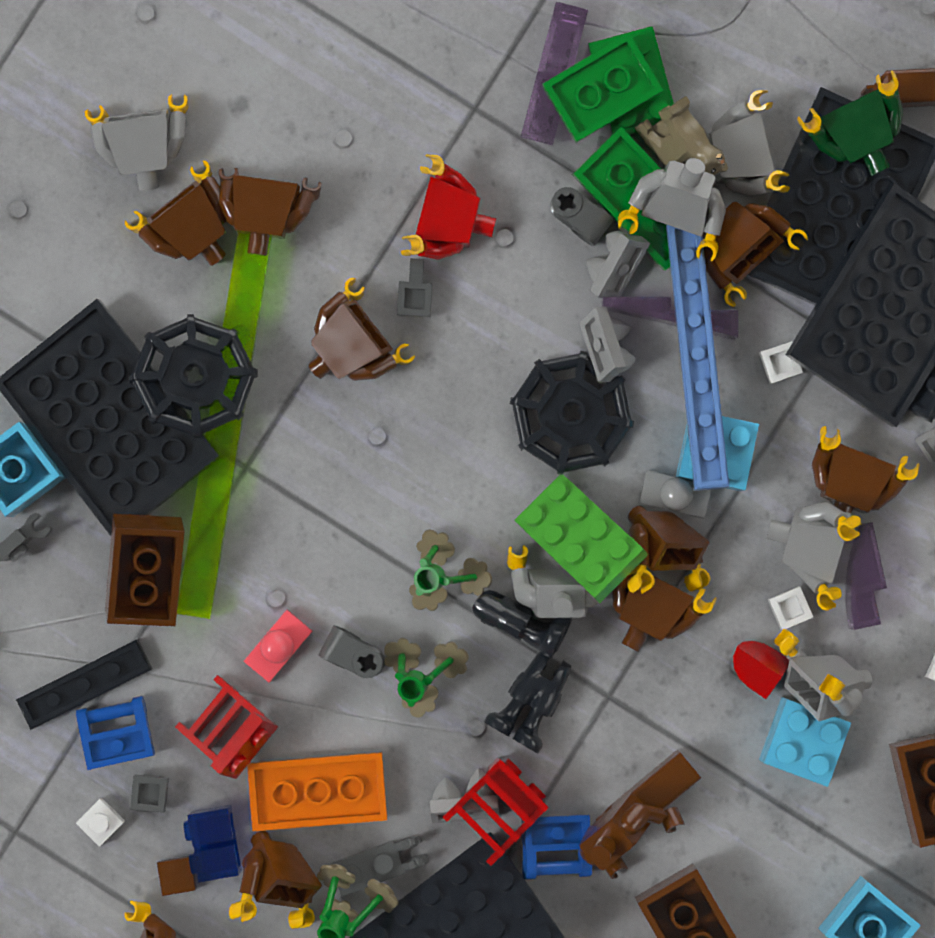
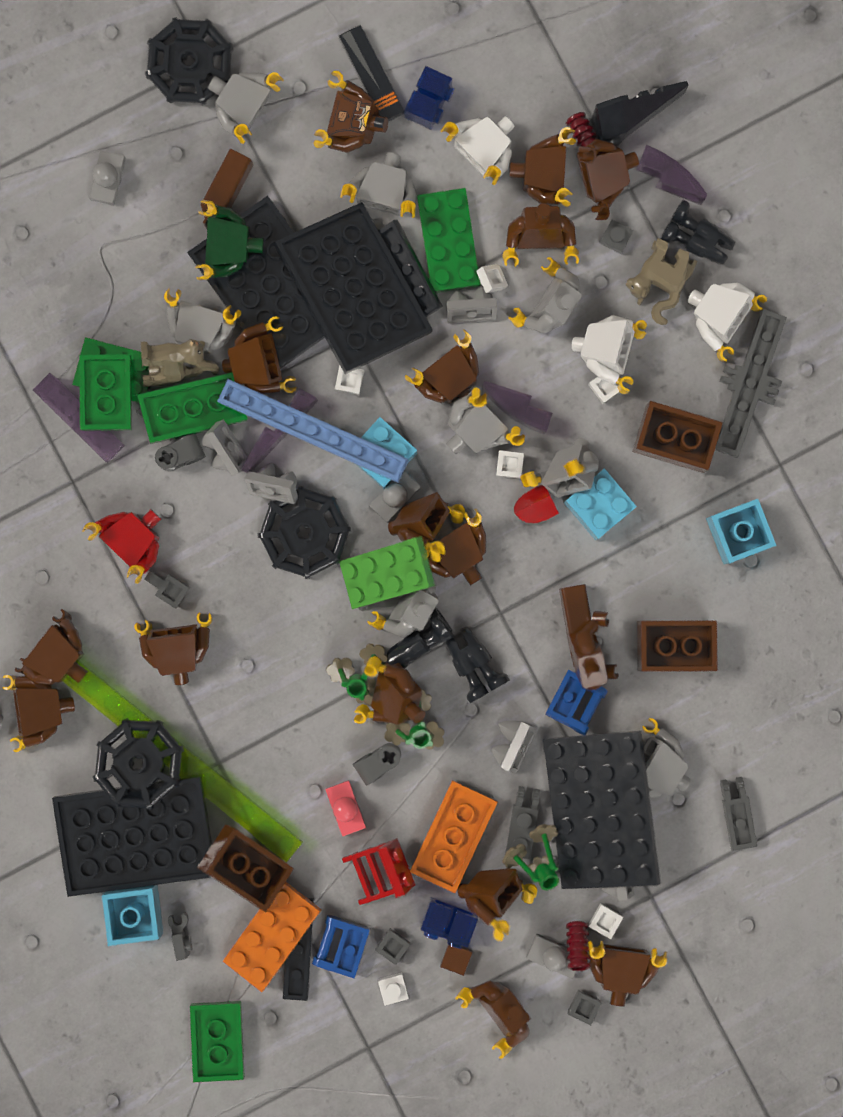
camera: 60 degrees left, 0 degrees up
(80, 646) = (272, 937): none -> orange plate
(441, 629) = (394, 697): none -> reddish brown torso
(522, 799) = (533, 707): red plate -> none
(680, 198) = (205, 383): light grey torso -> none

